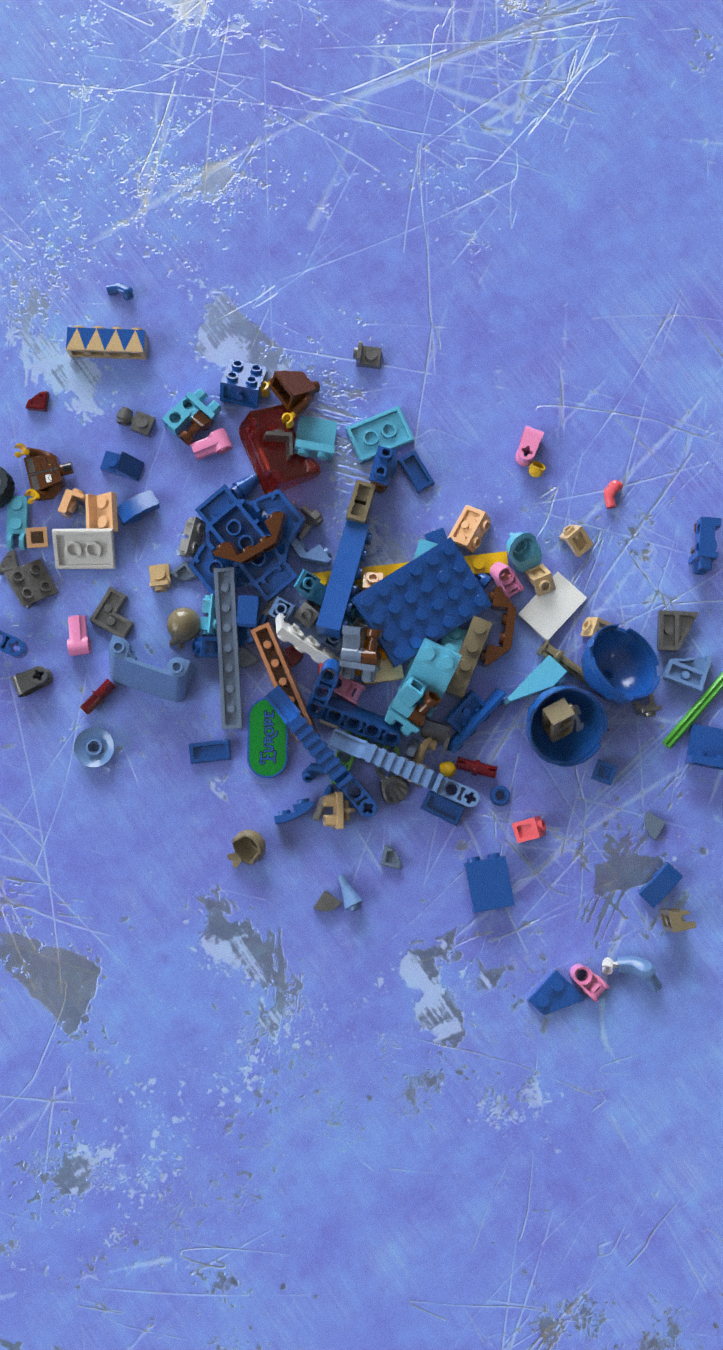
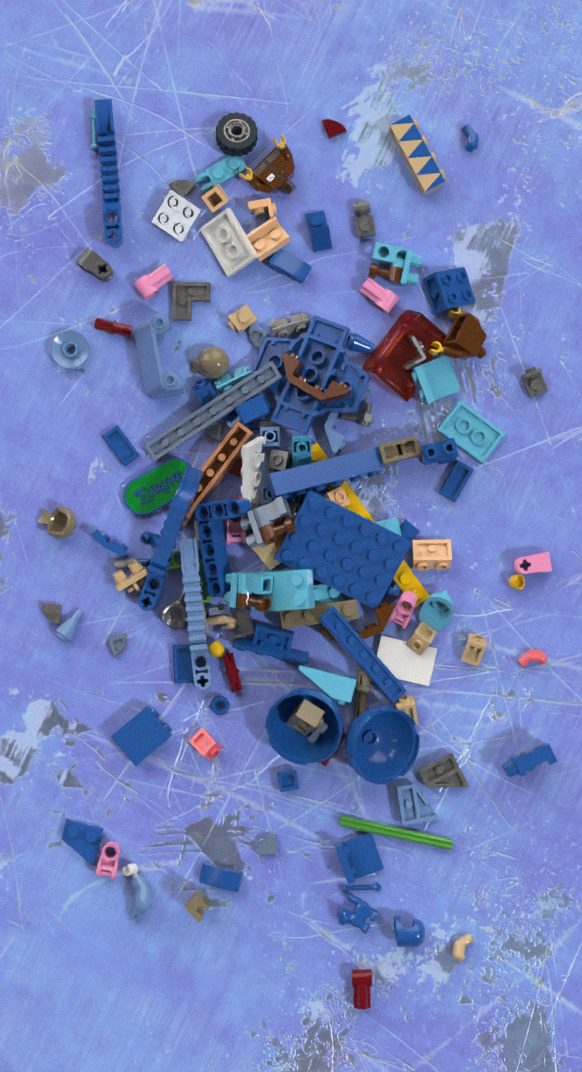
camera: 60 degrees right, 5 degrees up
(526, 638) = (362, 654): none -> blue tile
(648, 710) = (361, 789): flat silver bracket -> none

